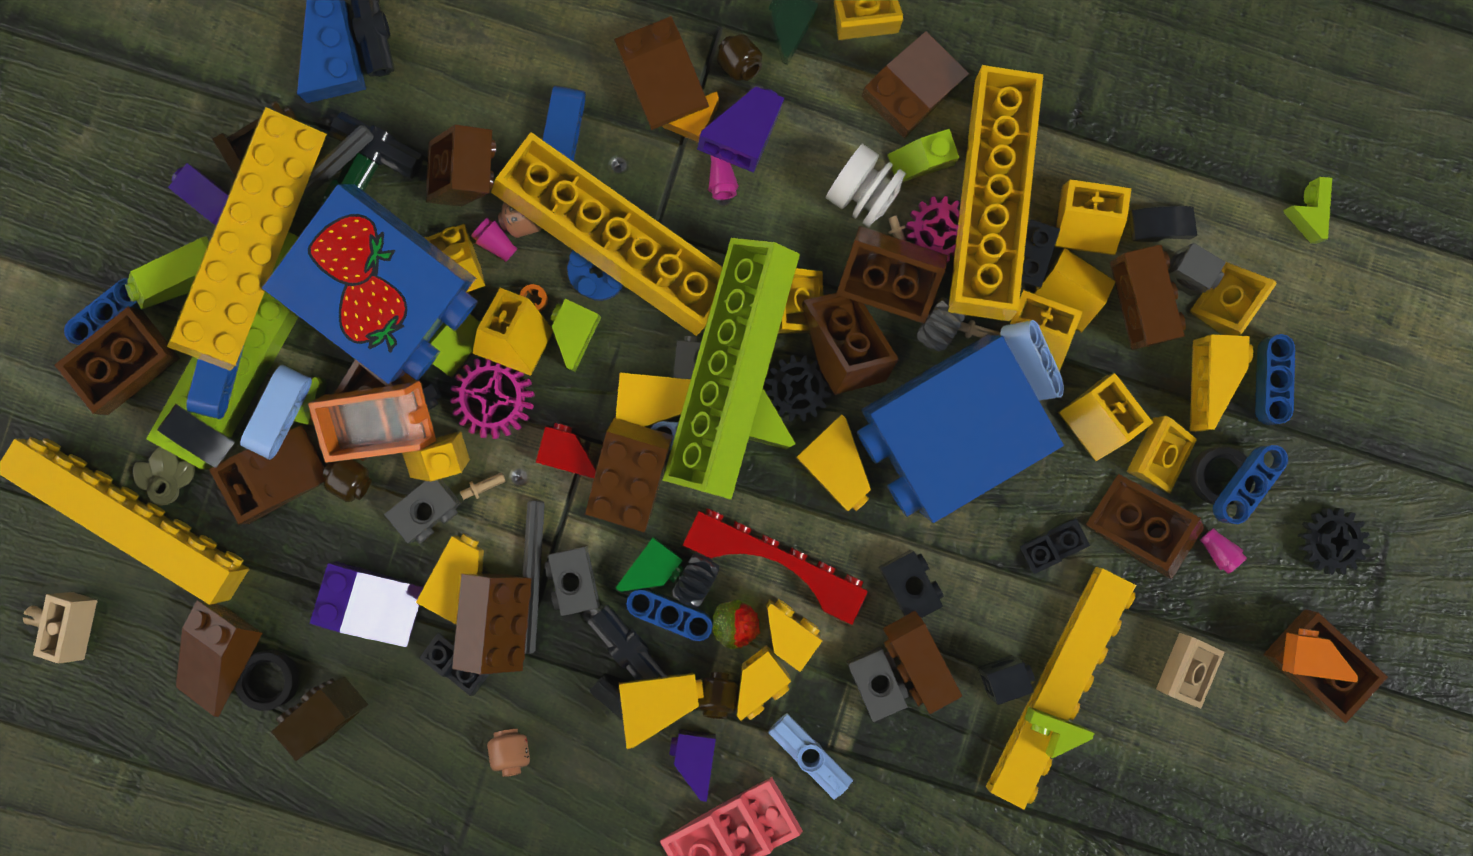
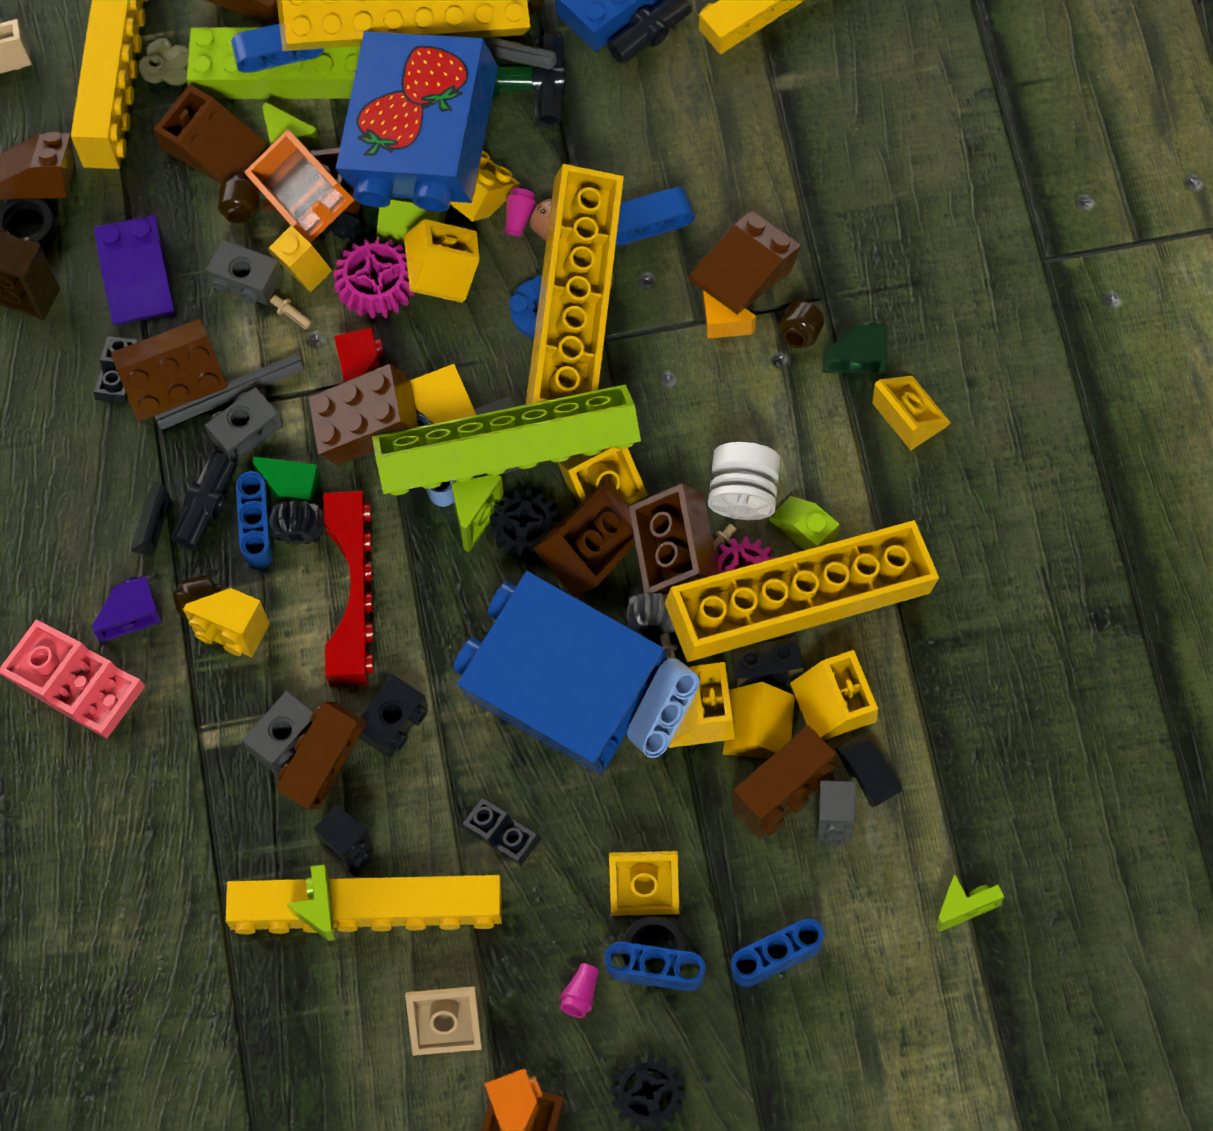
camera: 70 degrees right, 20 degrees down
(195, 435) = (212, 58): black slope -> none
(276, 412) = (267, 109): light blue beam -> none
(443, 585) = (217, 318): yellow slope -> none
(460, 165) = (563, 140): reddish brown brick -> none
(508, 752) = (57, 448): nougat head -> none
(541, 293) = (493, 271): orange bush -> none
(573, 331) = (470, 314): lime slope -> none
(656, 703) = (161, 537): yellow slope -> none
(722, 180) = (682, 366): dark pink cone -> none
(735, 624) = (273, 577): piece -> none
(743, 129) = (737, 357): dark purple slope -> none
(791, 639) = (286, 625): yellow slope -> none
(824, 769) = (176, 726): light blue piece -> none
(837, 465) = (469, 592): yellow slope -> none
(914, 84) = (868, 482): reddish brown slope -> none
(1105, 417) = (650, 808): yellow slope -> none
(1146, 526) = (564, 905): reddish brown slope -> none
(1216, 373) = (746, 886): yellow slope -> none
(1234, 300) = (832, 872): yellow slope -> none

